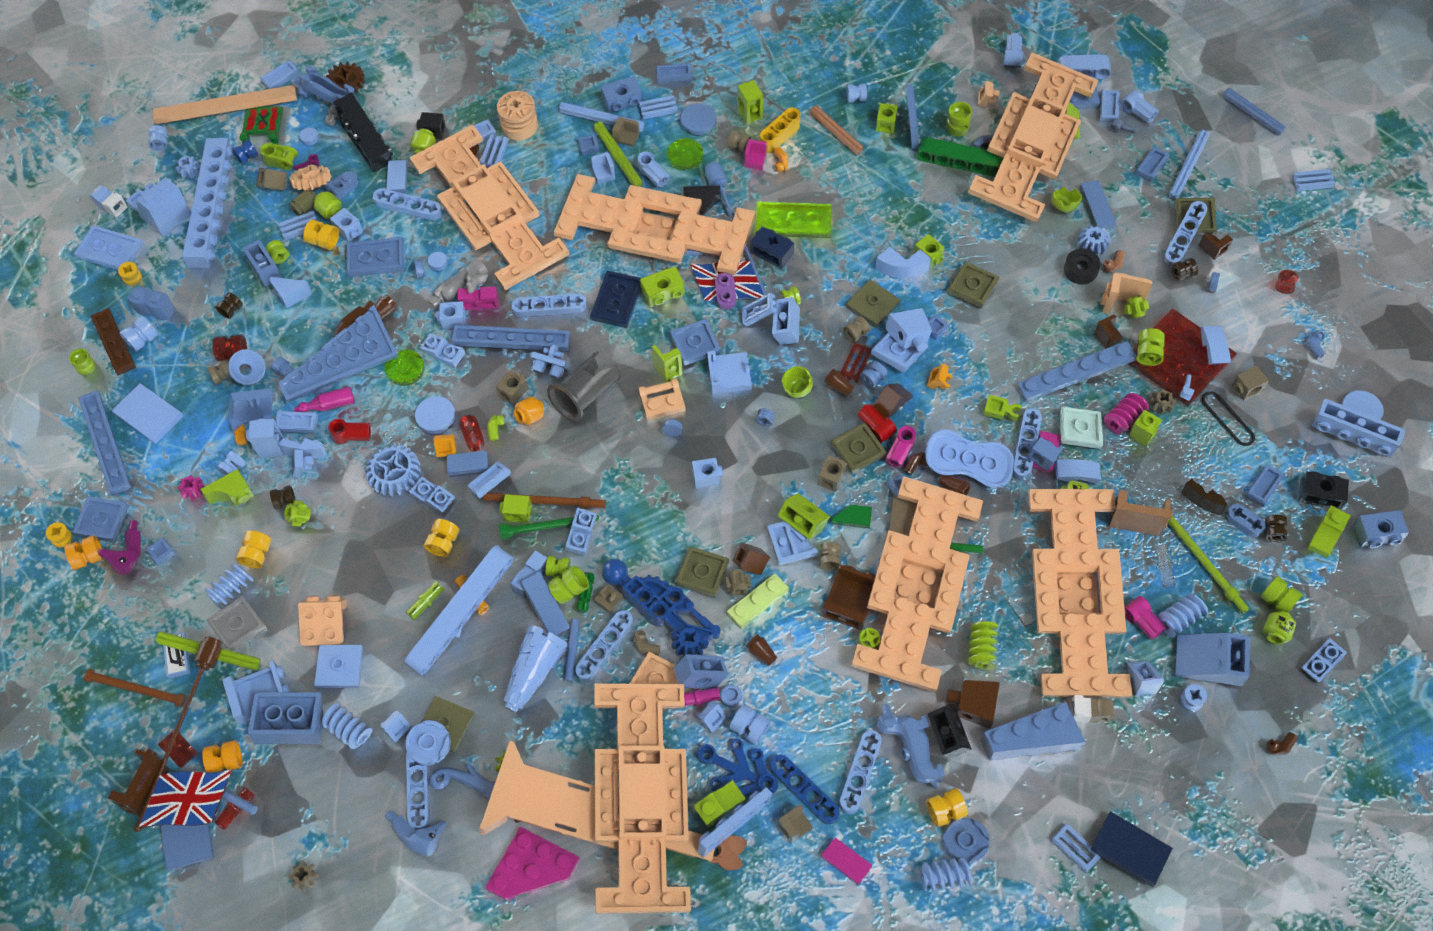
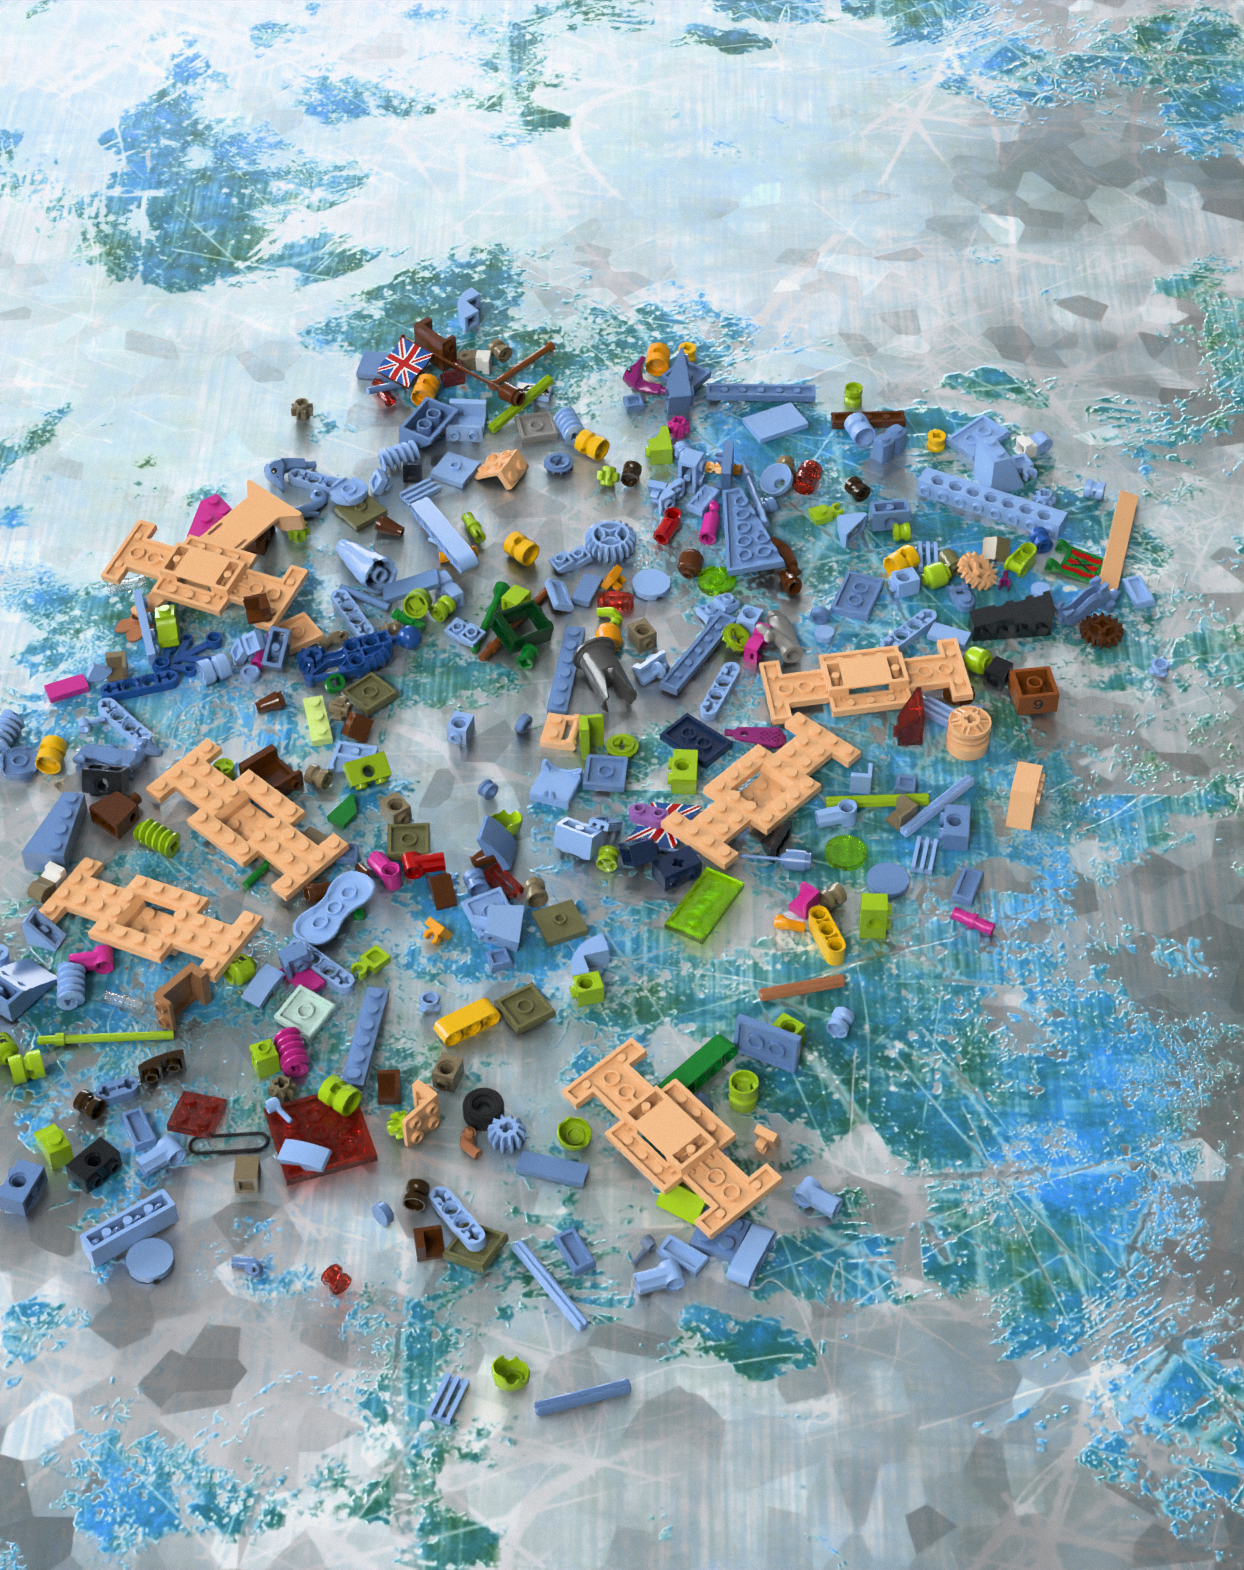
camera: 115 degrees right, 15 degrees down
(58, 792) = (468, 309): none -> light blue brick
(118, 719) = (500, 350): none -> dark tan wheel
(133, 500) = (678, 389): none -> medium blue slope
(143, 732) = (476, 360): none -> leg
(271, 323) = (823, 514): none -> lime plate
(283, 567) = (556, 458): none -> medium blue gear
(288, 368) = (747, 477): none -> medium blue bar
(364, 700) = (412, 472): none -> black tile
(369, 34) = (1159, 667): none -> light blue plate
(374, 675) = (419, 491): none -> light blue tile
(396, 390) = (690, 563): none -> reddish brown head
(445, 92) = (1033, 690): none -> dark orange brick
(460, 680) = (389, 527): none -> reddish brown cone
(480, 315) = (737, 631): none -> lime gear
(521, 154) = (910, 721): none -> clear red slope
(563, 62) = (1024, 795): none -> light nougat wedge
(567, 494) = (501, 626): none -> dark green window
(583, 431) = (565, 671): none -> medium blue plate
(585, 465) = (529, 653): none -> green bush
(589, 258) = (765, 736): none -> magenta piece
(659, 339) = (629, 742): none -> lime gear
(672, 701) = (257, 608): none -> reddish brown panel
(708, 692) = (254, 642): none -> light blue tile
(709, 55) = (972, 921): none -> dark pink pin
(710, 604) = (328, 683): none -> green bush
(778, 270) = (638, 851): none -> dark blue brick
(817, 845) = (97, 673): none -> light blue tile
(830, 370) = (497, 841): none -> medium blue slope
(885, 809) = (84, 724): none -> light blue hand
(1012, 346) = (430, 1001): none -> light blue plate
(1013, 313) = (467, 1022): none -> yellow beam
(1062, 302) = (447, 1072): none -> dark tan brick
(1224, 450) = (197, 1114): none -> clear red plate
(1273, 448) = (166, 1152): none -> light blue piece
(1274, 150) = (510, 1373): none -> lime hair

